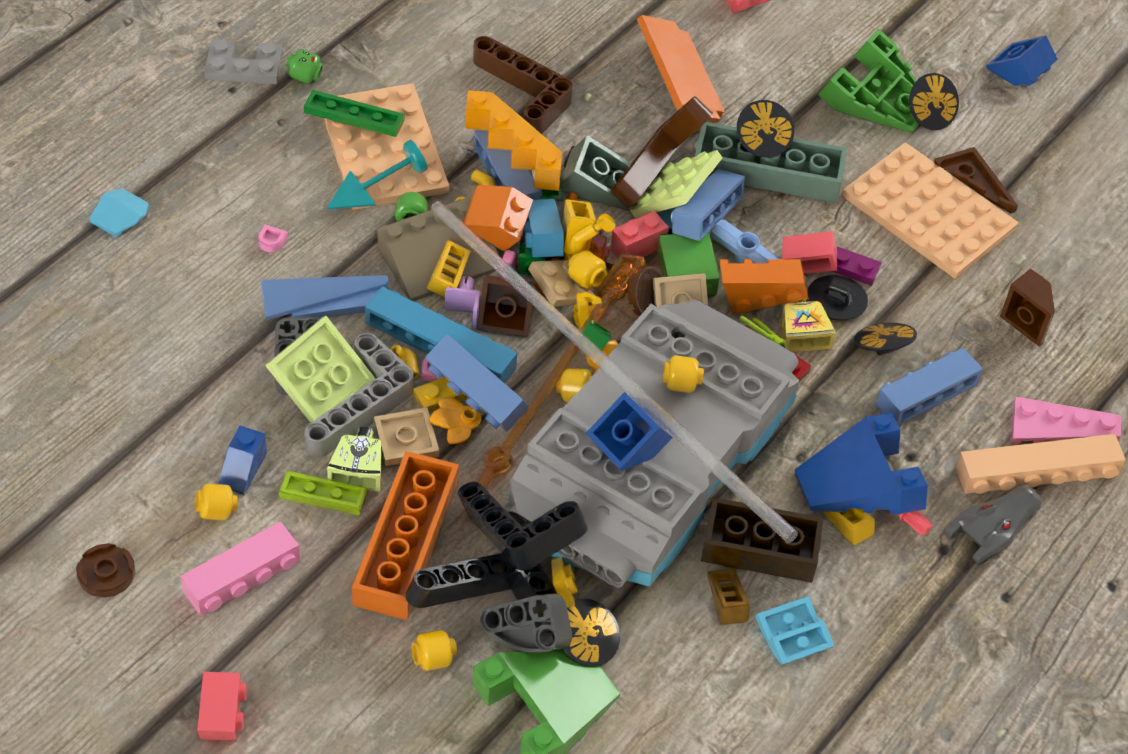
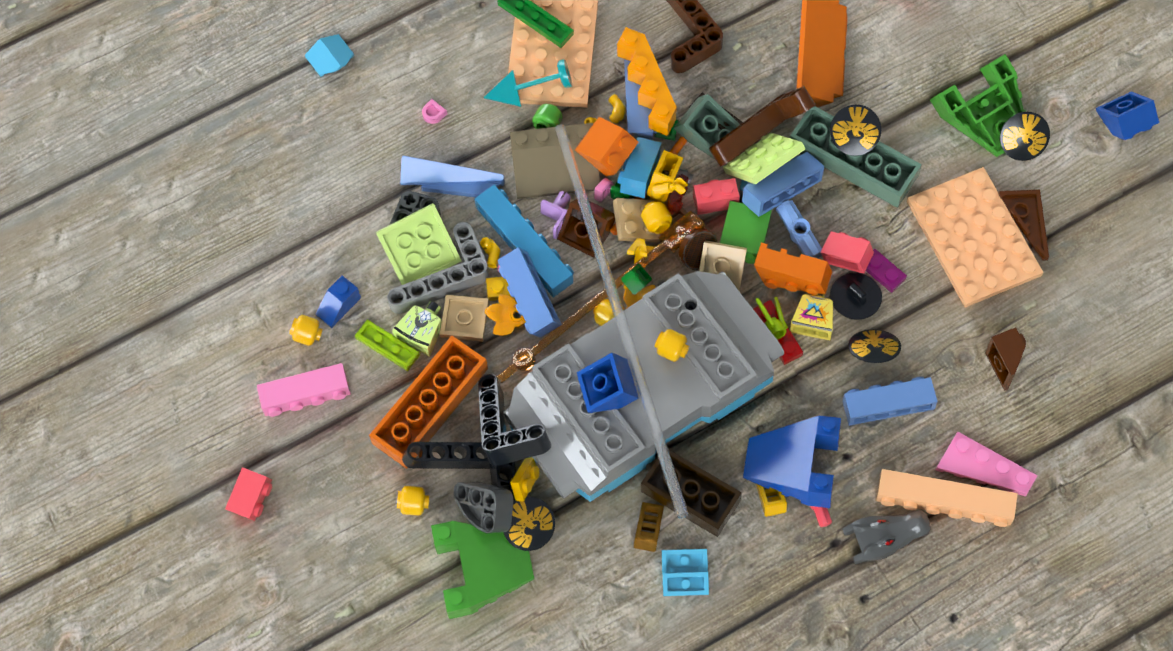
camera: 30 degrees right, 15 degrees up
(105, 570) = (213, 359): reddish brown tile -> none
(440, 281) = (548, 177): yellow slope -> none

